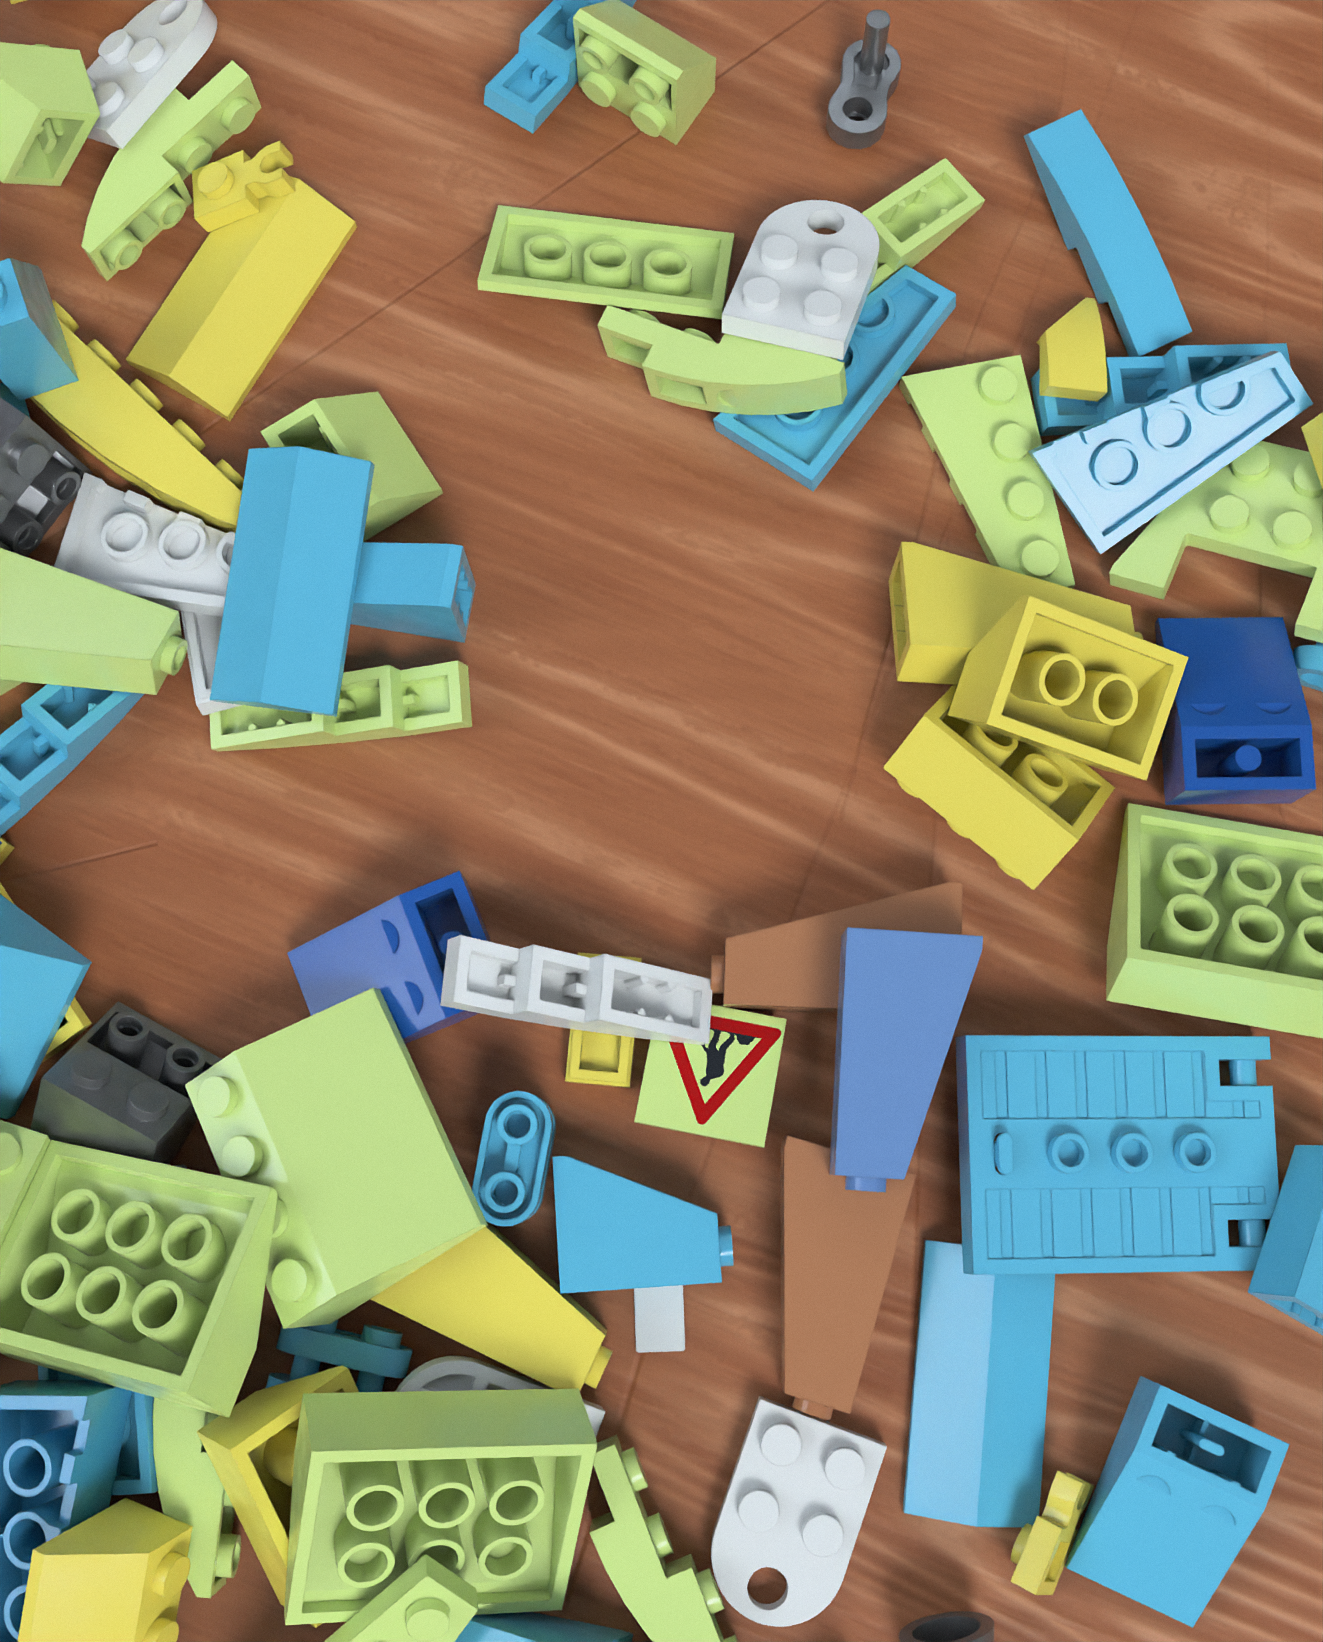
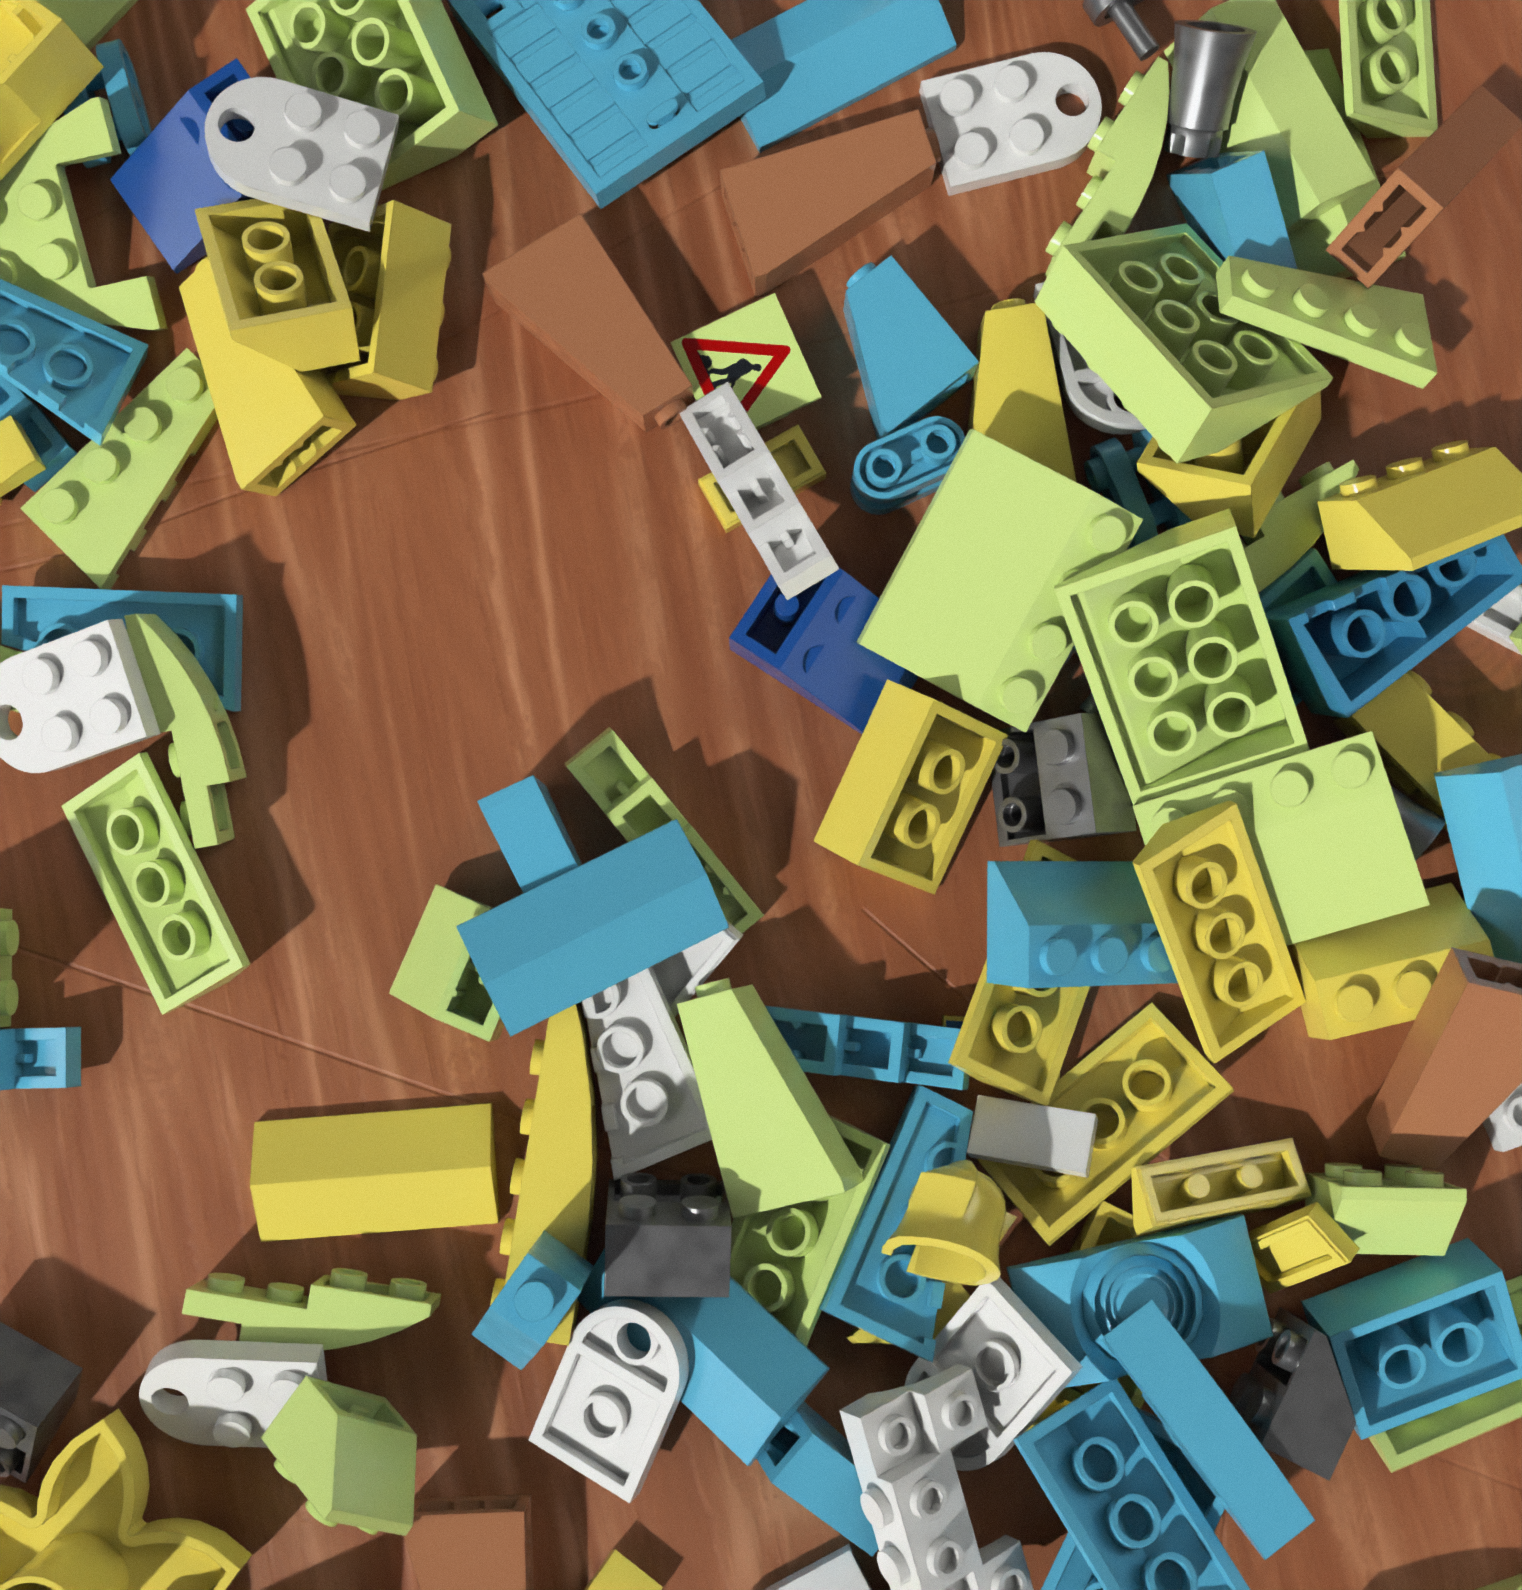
camera: 130 degrees left, 5 degrees up
(219, 947) = (910, 788): none -> light yellow slope
(234, 184) = (291, 1239): light yellow plate -> none
(659, 1319) = (950, 294): white sticker -> none
(892, 1037) = (640, 235): medium blue slope -> none
(1178, 792) = (305, 149): none -> white plate

